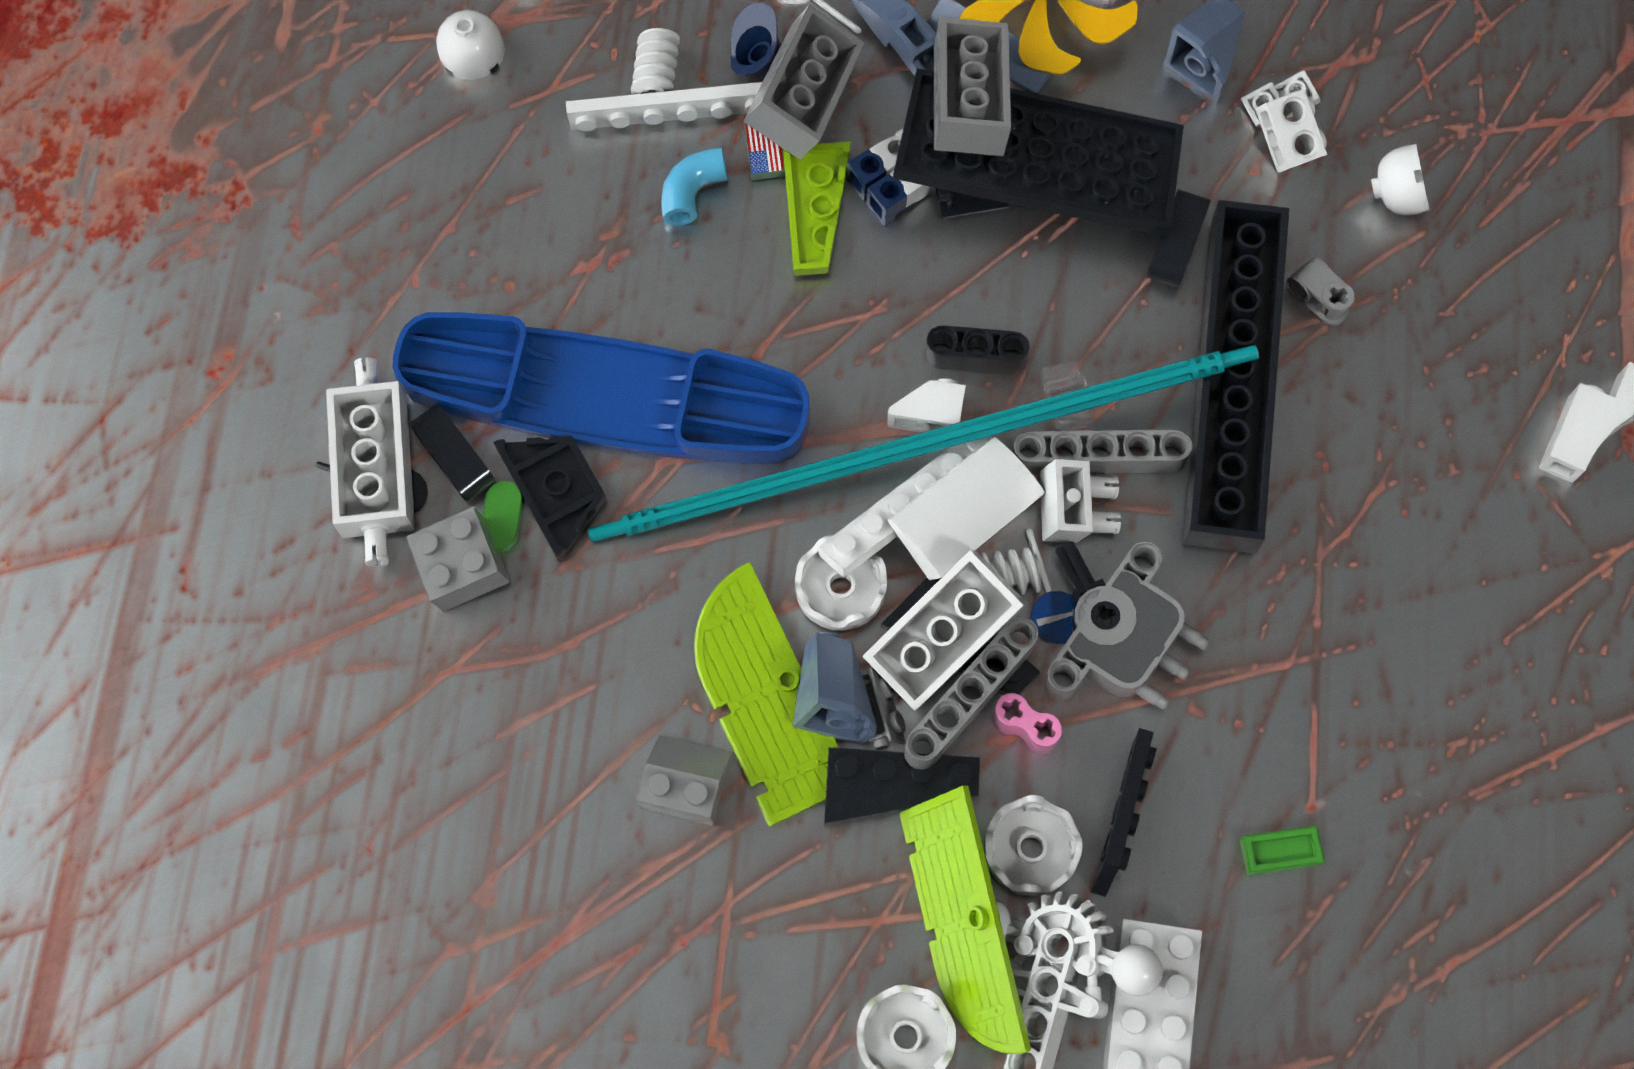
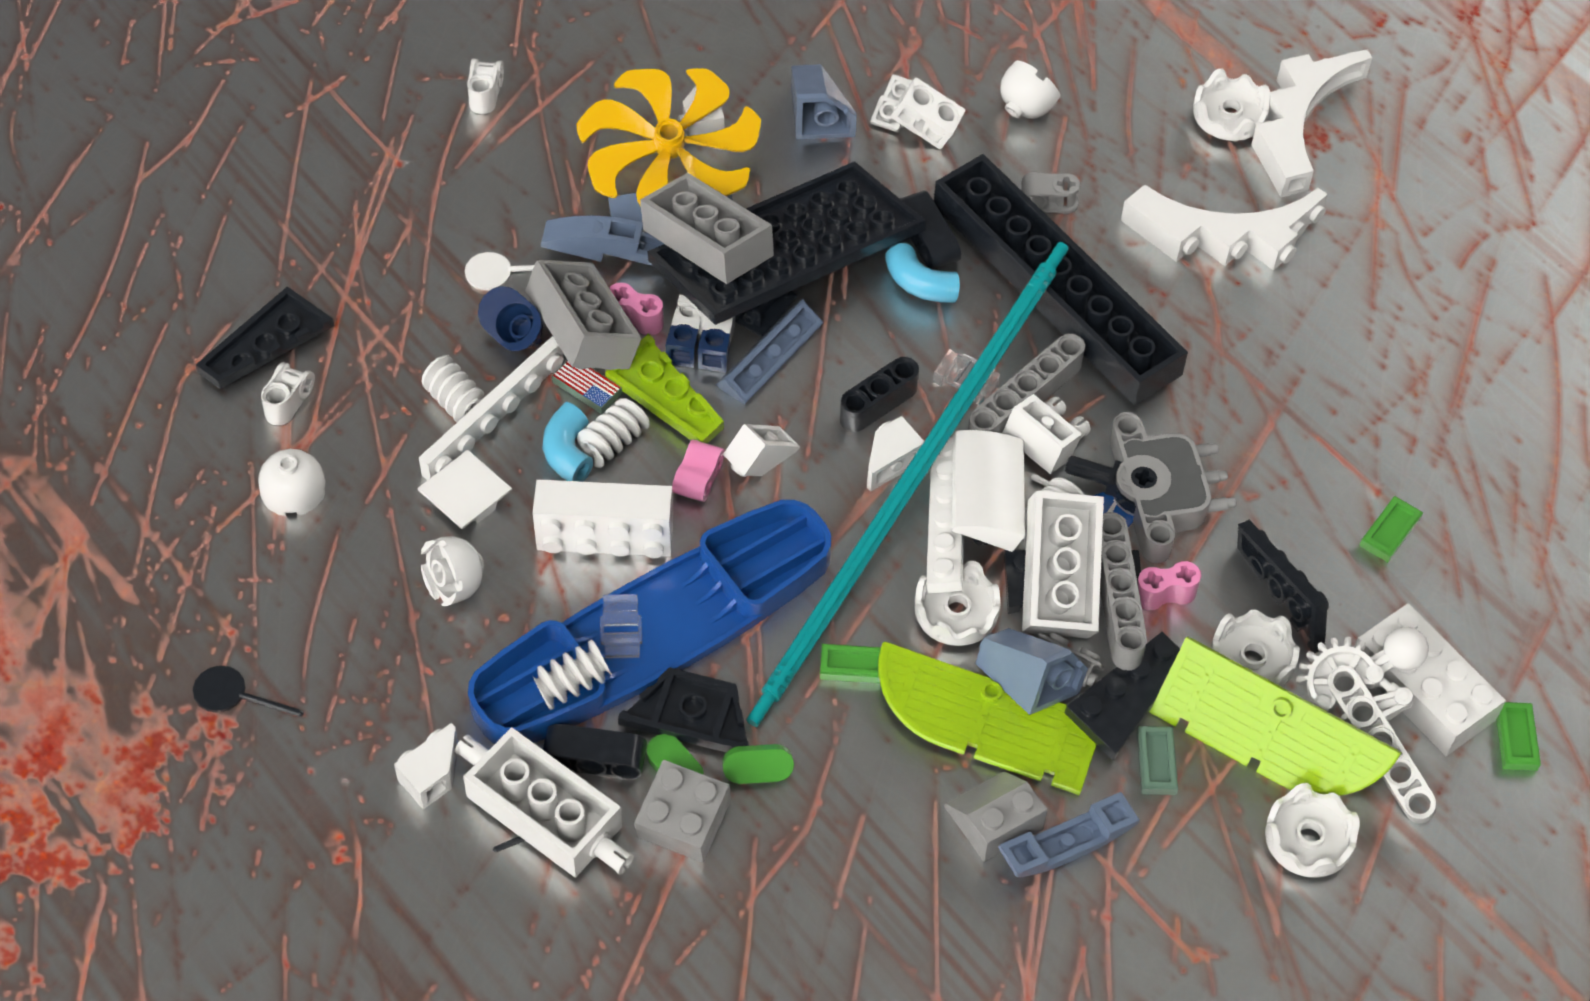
camera: 50 degrees left, 15 degrees down
(266, 170) = (224, 687): none -> black piece
(329, 360) = (430, 767): none -> white slope
(477, 378) = (571, 674): none -> white piece
(503, 216) = (451, 569): none -> white cylinder
(554, 572) = (758, 764): none -> bright green tile
(580, 157) = (465, 490): none -> white piece
(586, 359) = (621, 611): none -> clear piece
(644, 270) = (603, 518): none -> white brick
(711, 553) = (849, 663): none -> bright green tile
(714, 853) = (1071, 839): none -> sand blue slope
(734, 202) = (612, 430): none -> white piece
(766, 292) = (698, 470): none -> bright pink axle
(832, 315) = (759, 449): none -> white slope
(859, 857) = (1157, 760): none -> sand green tile
(866, 114) = (642, 309): none -> bright pink axle
(935, 239) = (770, 352): none -> sand blue slope
(1117, 275) = (918, 279): none -> medium azure cylinder
(1436, 462) = (1224, 236): none -> white arch
(1594, 327) = (1223, 93): none -> white plate

